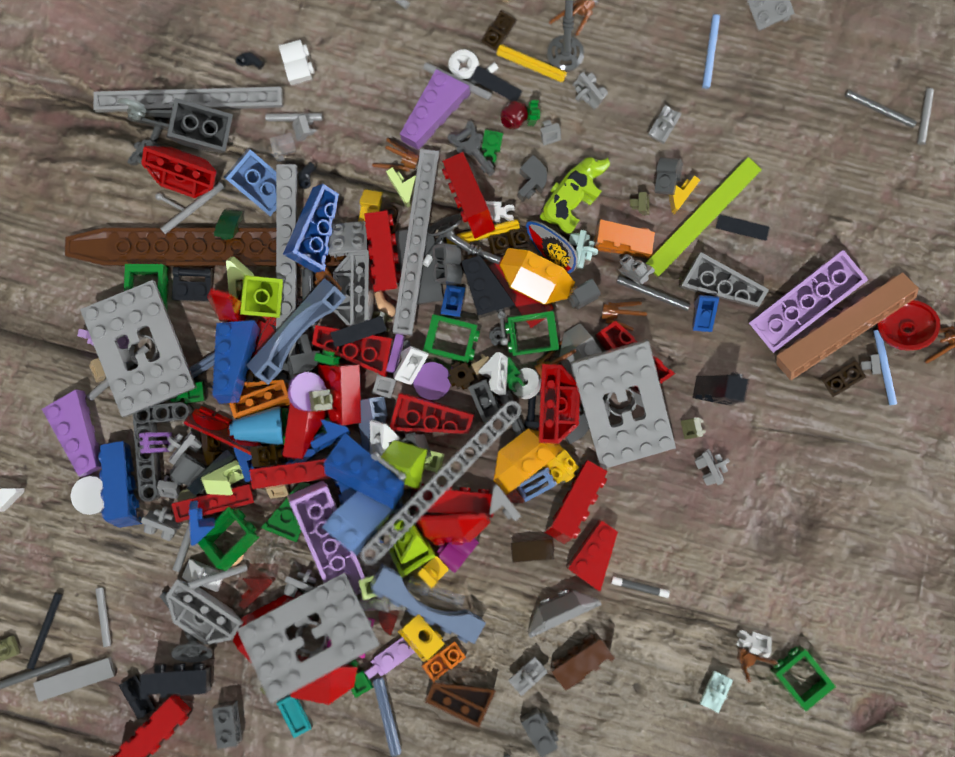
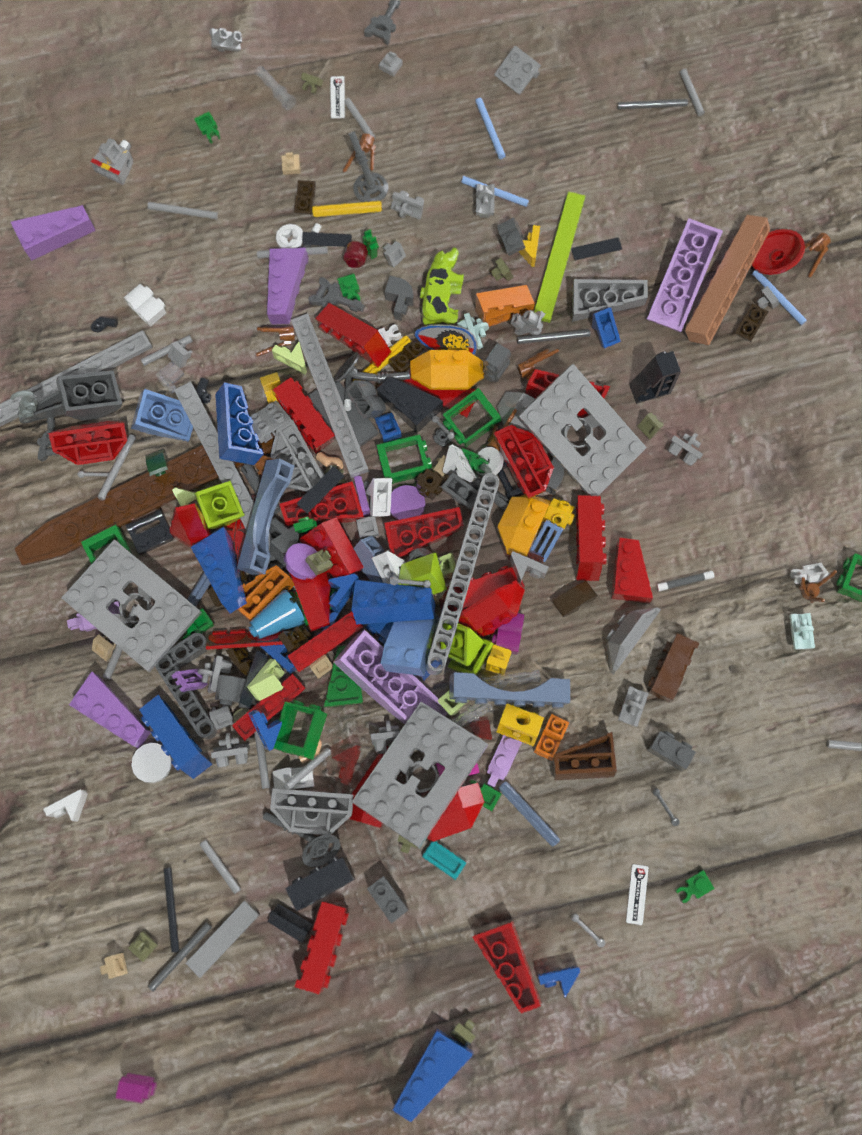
camera: 25 degrees left, 10 degrees down
(681, 121) = (497, 192): none -> light blue bar

